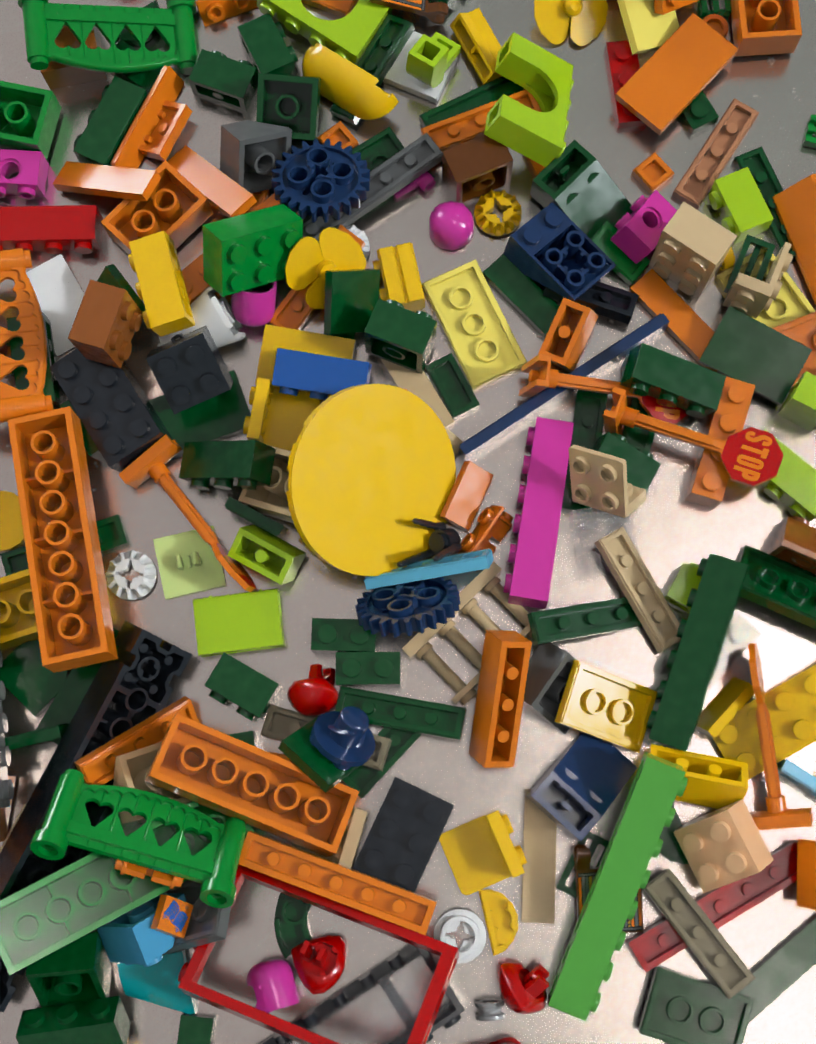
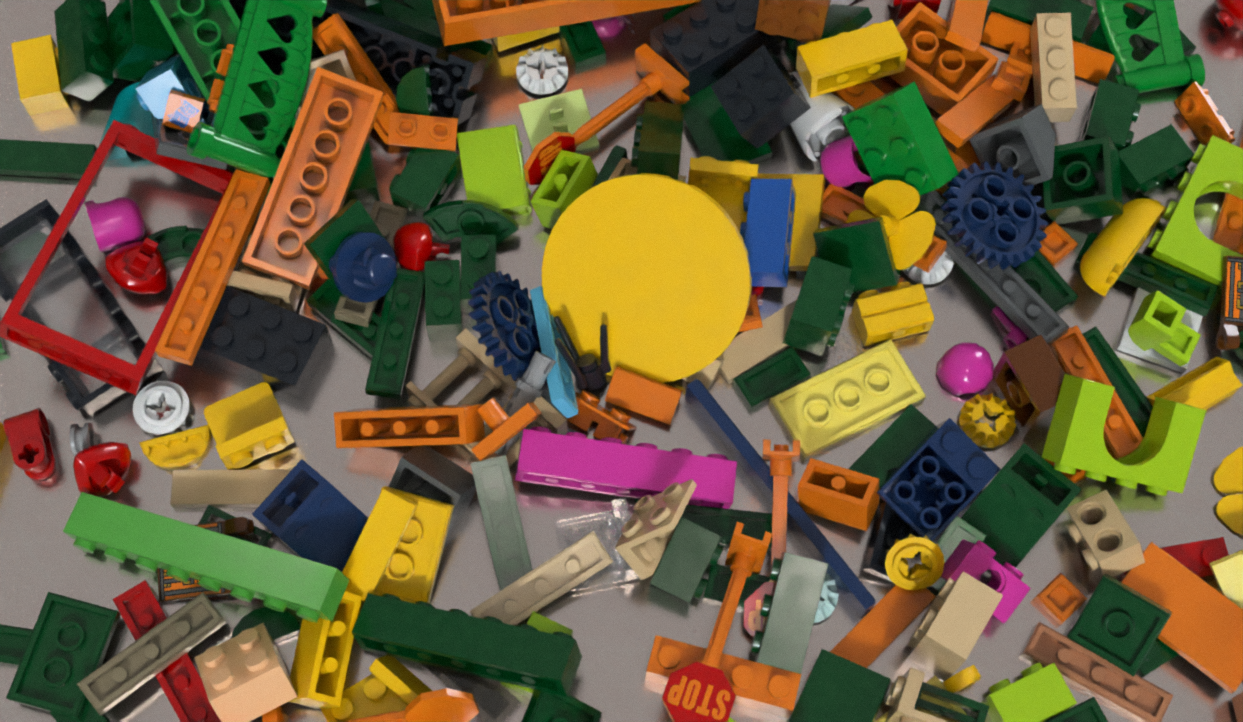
camera: 80 degrees right, 10 degrees down
(165, 691) = (415, 92): none -> dark green tile
(178, 114) = (1053, 65): none -> tan brick
(182, 155) = (1011, 81): none -> orange tile
(200, 685) = (422, 131): none -> orange hinge
(290, 643) = (469, 218): none -> dark green tile
(473, 590) = (528, 388): none -> light grey pin
(512, 610) = (502, 425): none -> orange tile
(607, 121) = (1109, 533): none -> tan brick
(607, 728) = (378, 542): none -> yellow tile
(638, 277) = (920, 575): none -> yellow gear
(683, 127) = (1119, 624): none -> dark green tile

